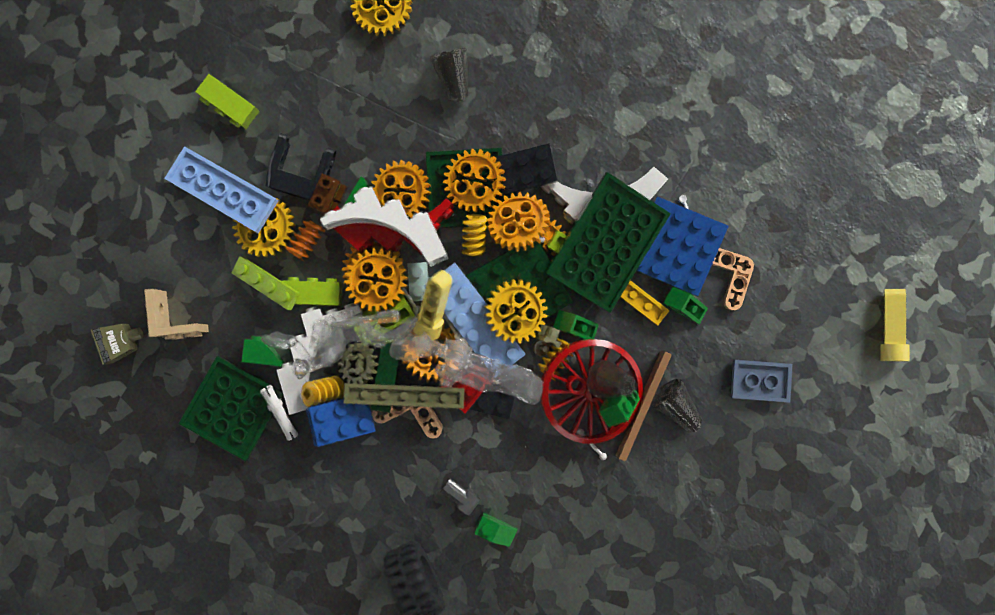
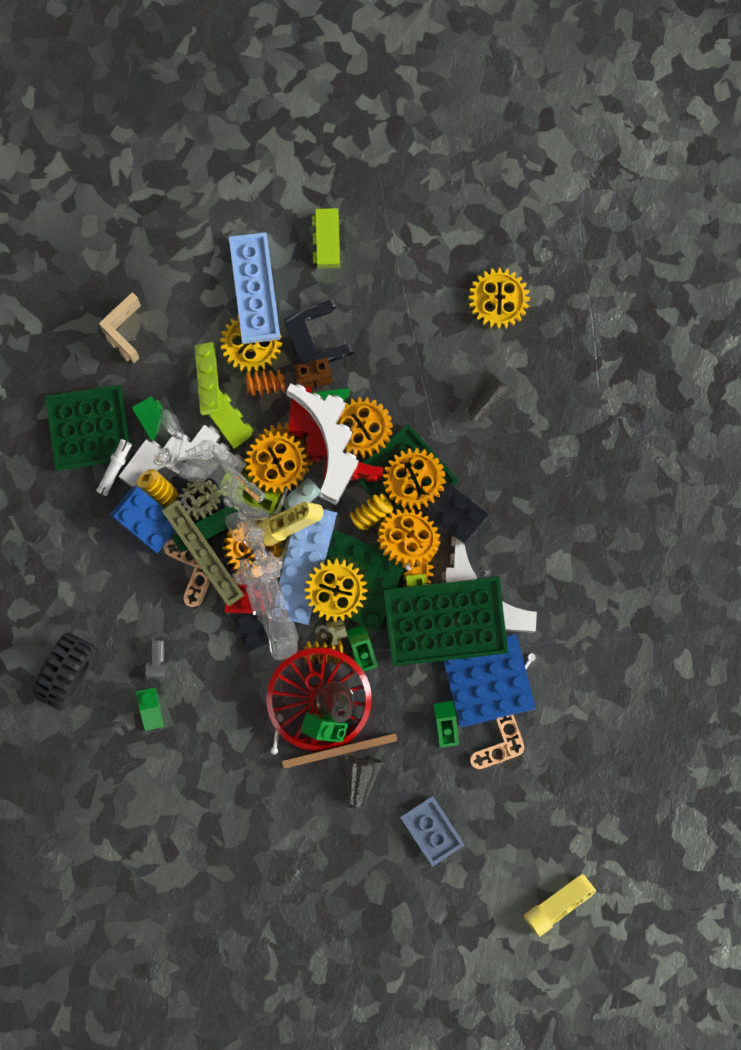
camera: 50 degrees right, 5 degrees down
(116, 341) = (72, 298): olive torso -> none
(644, 303) = (422, 688): yellow plate -> none

